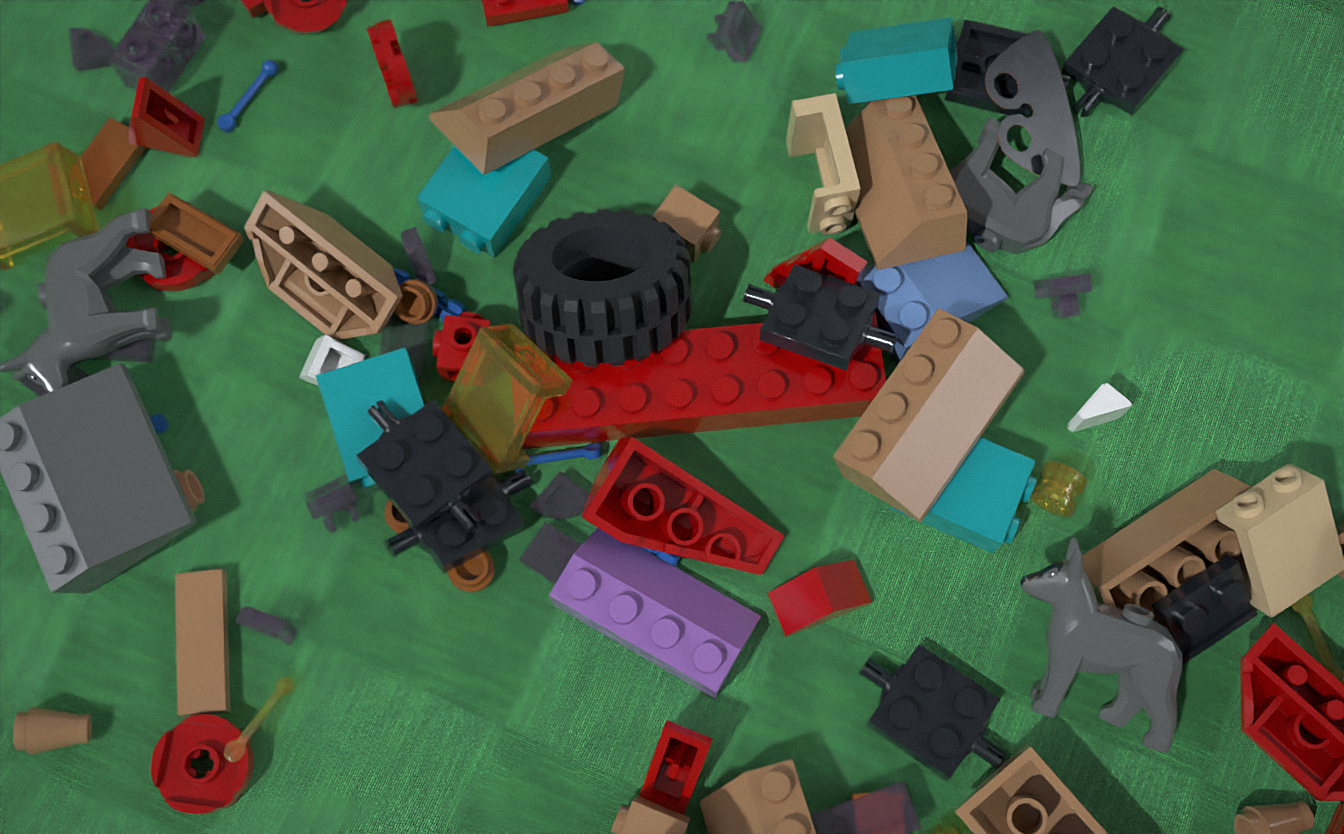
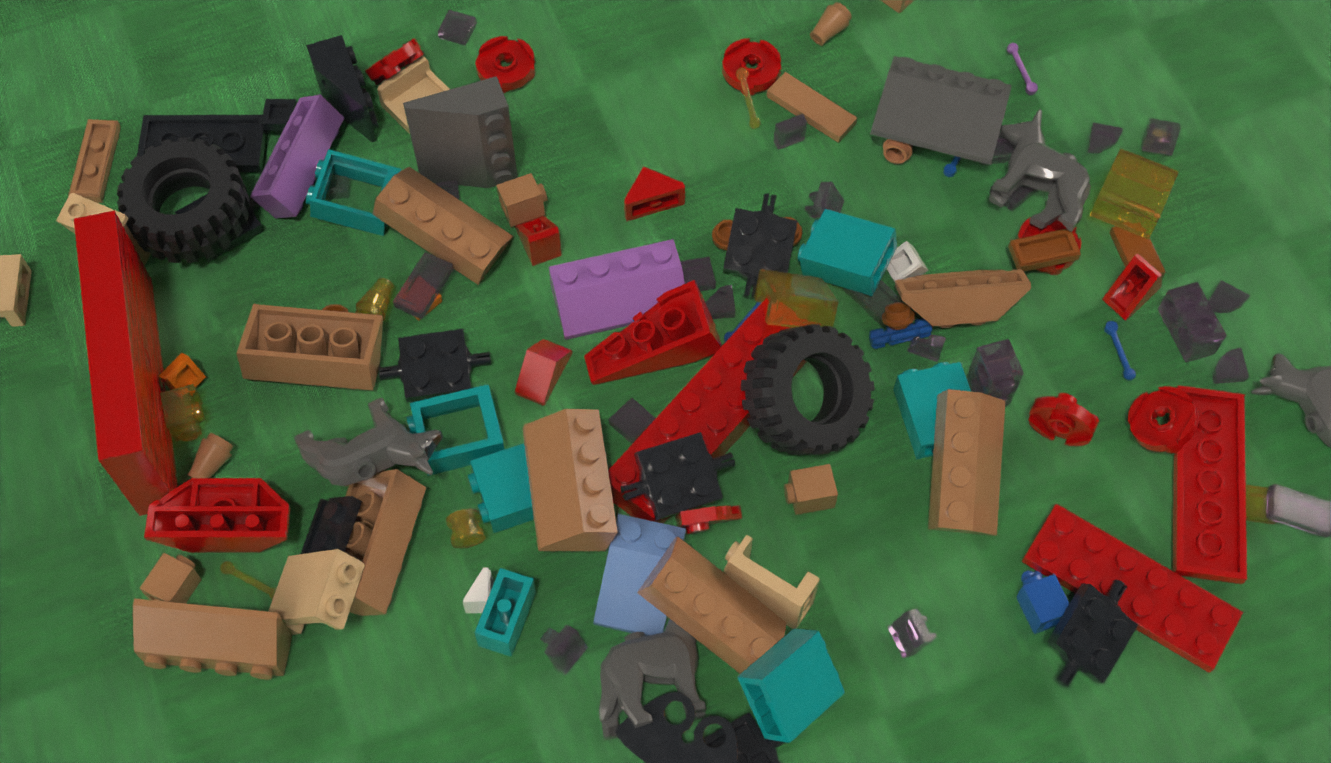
camera: 135 degrees right, 10 degrees down
(401, 154) = (995, 371): none -> brick
(424, 465) = (795, 236): black plate -> none
(455, 341) = (852, 316): red brick -> none
(500, 698) = (652, 194): none -> red slope
(782, 455) = (631, 420): none -> tile
(920, 619) = (460, 455): none -> teal window
(1094, 361) = (505, 612): none -> teal brick

